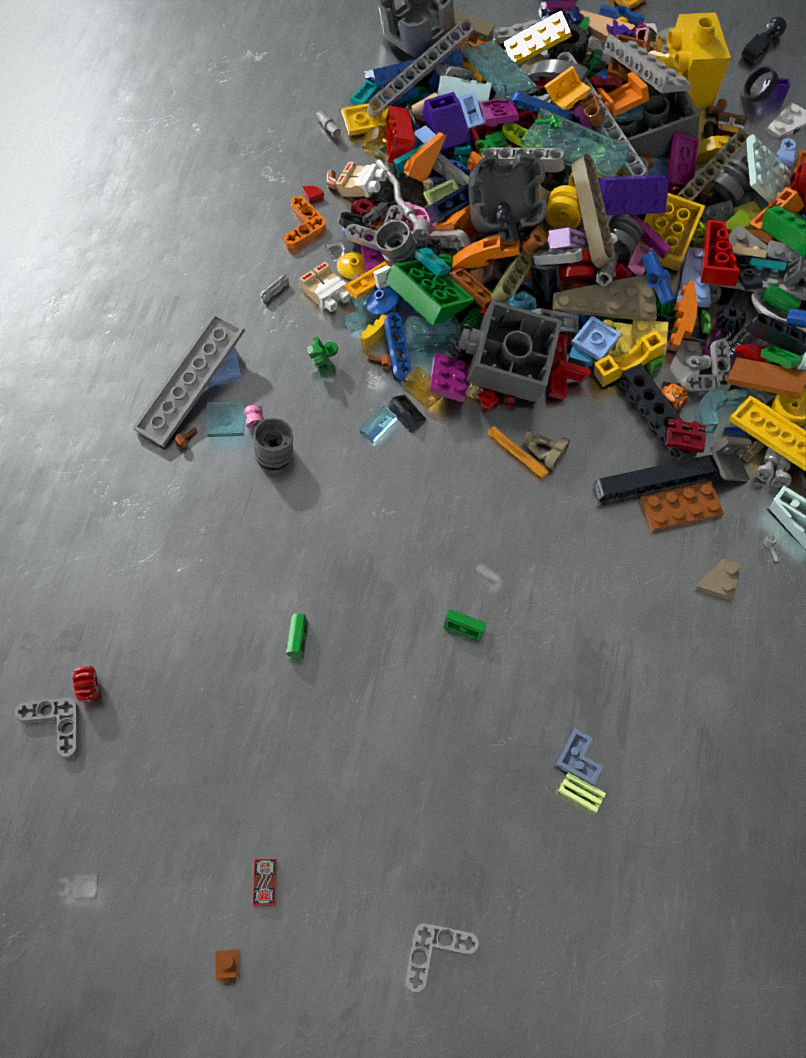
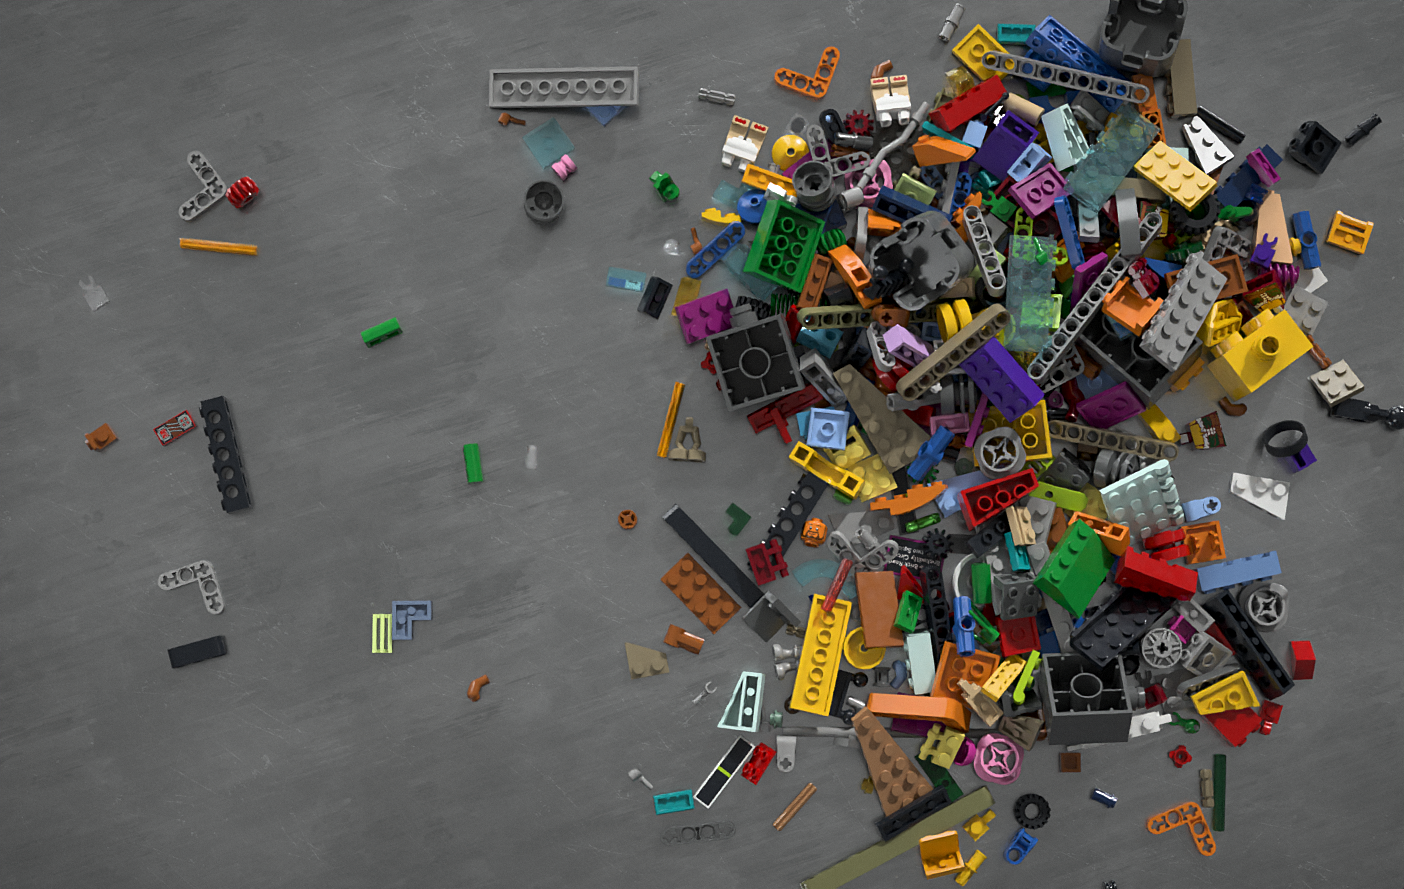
camera: 60 degrees right, 20 degrees up
(123, 733) = (218, 247): none -> light orange axle
(273, 822) = (220, 406): none -> black brick
(312, 192) = (853, 60): red tile -> none
(432, 262) = (817, 229): teal plate -> none
(506, 991) = (196, 652): none -> black beam
(523, 18) = (1220, 125): none -> black axle
(567, 89) = (1098, 249): light orange bracket -> none
(589, 522) = (629, 520): none -> dark orange wheel
(592, 110) = (1089, 283): dark orange piece -> none
(633, 442) = (740, 519): none -> clear green piece
(675, 278) = (963, 462): none -> sand green plate
(677, 735) = (474, 687): none -> dark orange arm
(684, 227) = (982, 444): none -> light grey piece
(709, 128) = (1189, 415): black pin -> none
(715, 540) = (681, 639): none -> dark orange piece
(732, 396) = (836, 585): none -> clear red axle
(738, 42) = (1337, 383): none -> plate

